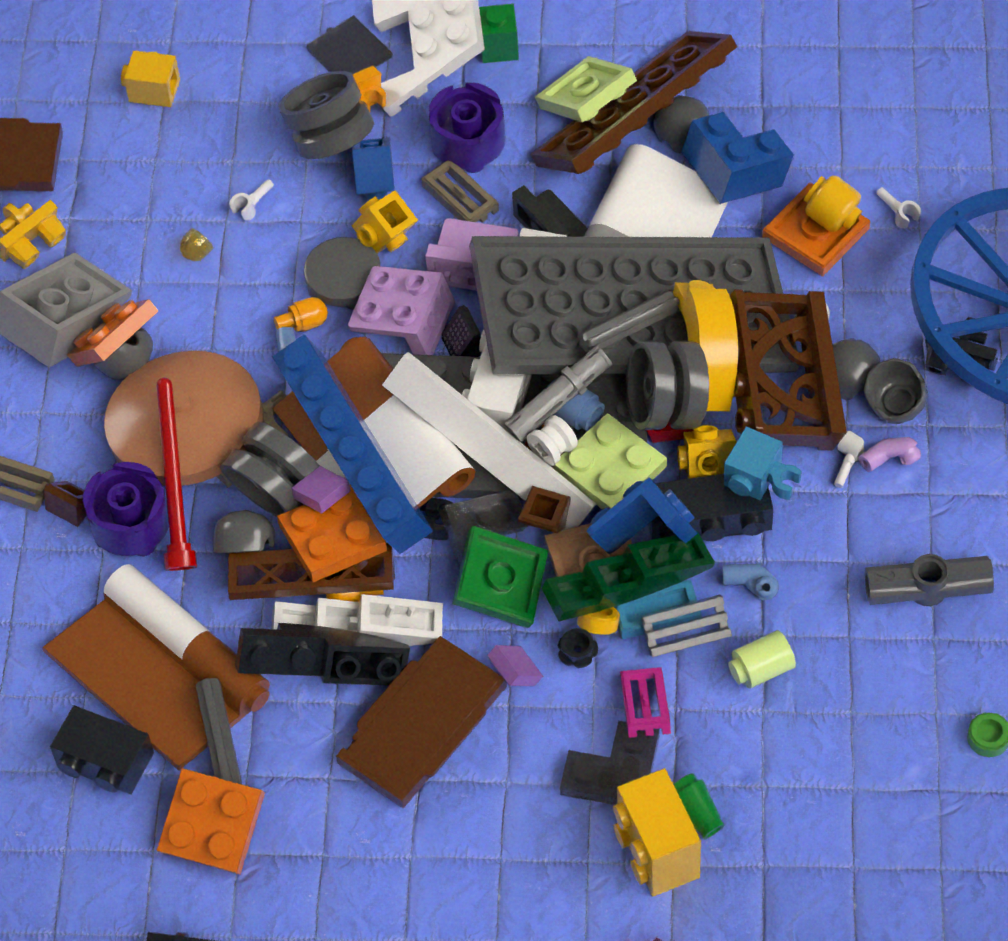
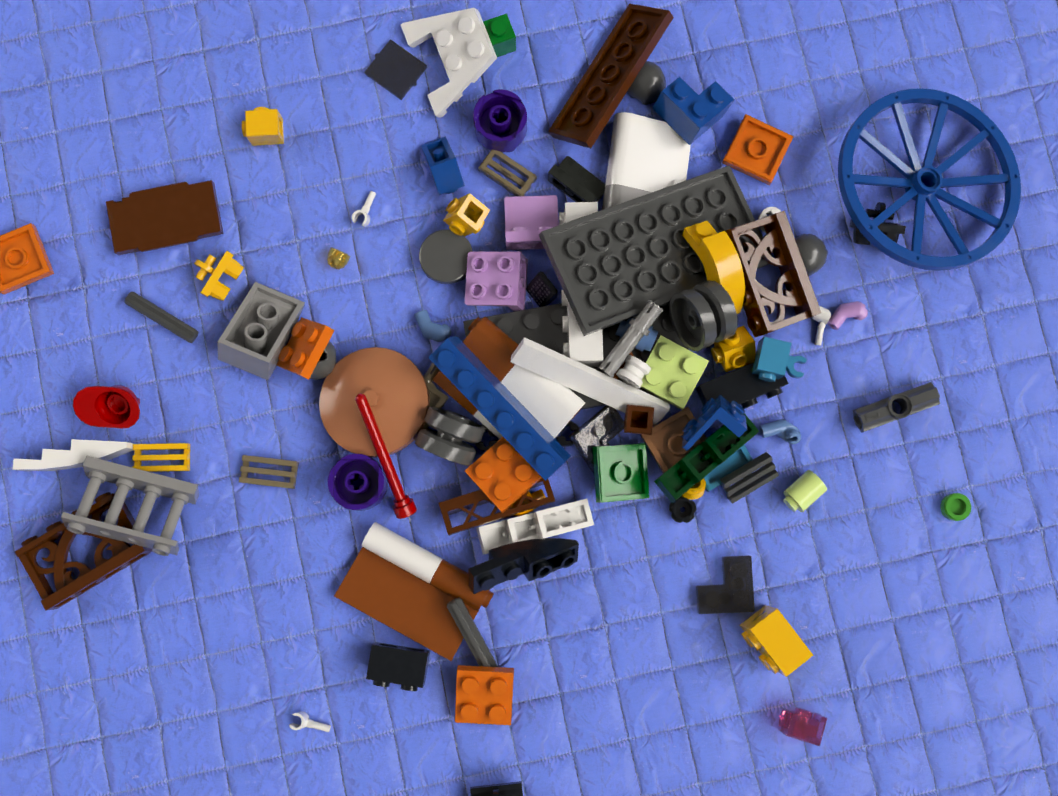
camera: 20 degrees left, 25 degrees up
(65, 501) = (314, 477): slope -> none
(242, 533) = (442, 484): dark grey hair -> none
(303, 315) = (429, 297): light orange cylinder -> none
(320, 489) = (490, 448): medium lavender tile -> none
(326, 115) = (401, 137): dark grey wheel -> none
(370, 86) = (417, 105): light orange tile -> none
(420, 721) = (598, 588): reddish brown piece -> none
(515, 665) = (647, 534): medium lavender tile -> none
(586, 89) = (574, 71): yellowish green plate -> none
(629, 321) = (663, 270): dark grey axle -> none
(648, 722) = (747, 562): dark pink tile -> none
(699, 805) = (788, 605): green cone -> none
(833, 203) = (770, 133): yellow head -> none
(895, 391) = (843, 270): dark grey hair -> none
(906, 207) = (808, 119): white hand -> none

